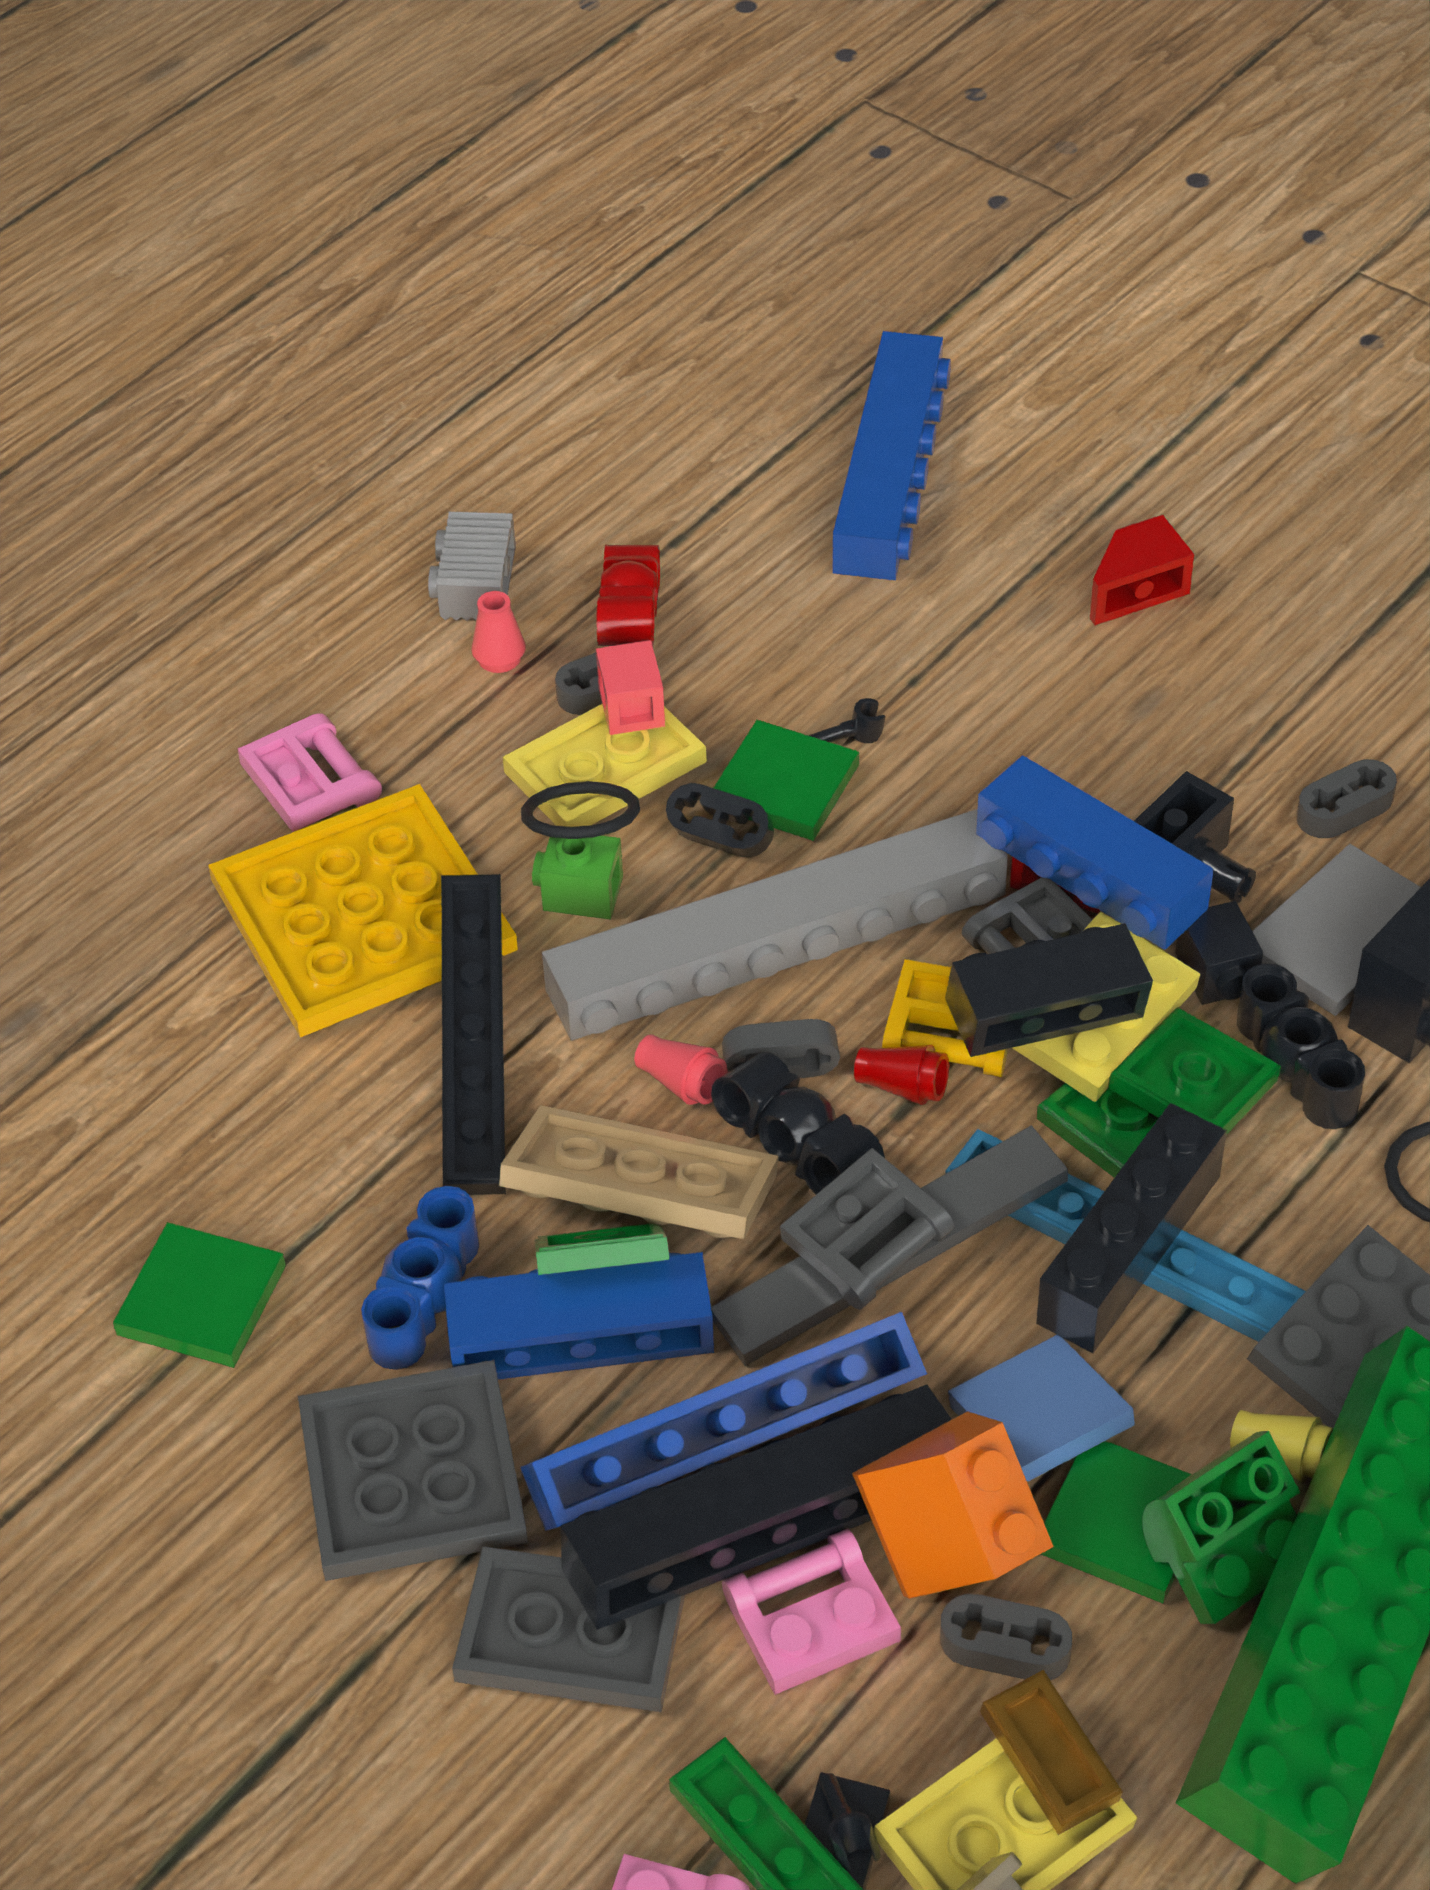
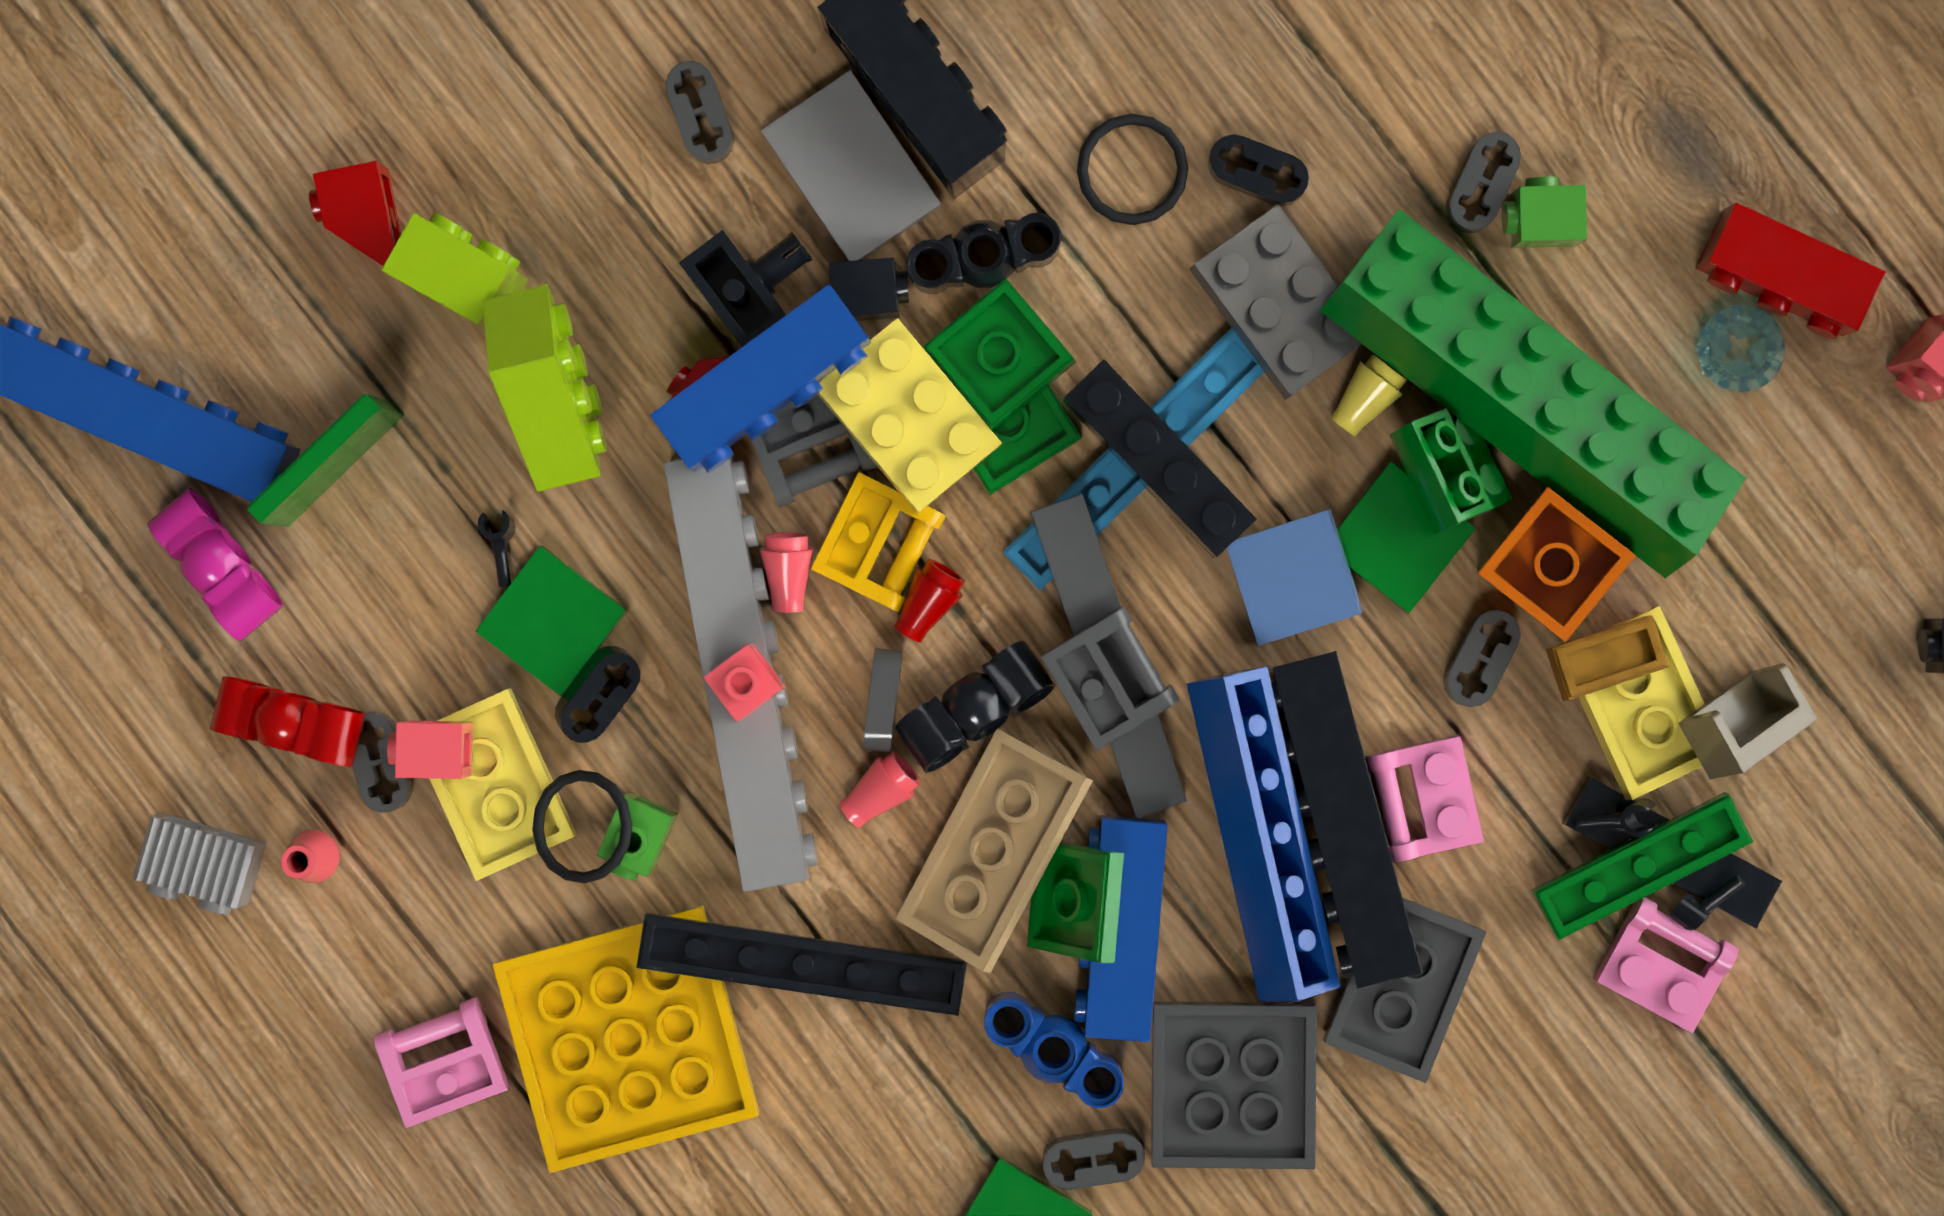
camera: 80 degrees left, 40 degrees up
(285, 1353) = (1093, 1172): none -> dark grey beam
(765, 524) = (215, 564): none -> dark pink piece
(768, 891) = (744, 682): none -> coral brick
(891, 569) = (324, 461): none -> green tile
(900, 940) = (787, 569): none -> coral cone
(953, 1507) = (1390, 675): orange slope -> none
(1019, 678) = (544, 387): none -> lime brick
(1048, 989) = (917, 465): black brick -> none
(1109, 627) = (444, 266): none -> lime brick
(1149, 1669) = (1556, 564): none -> orange brick

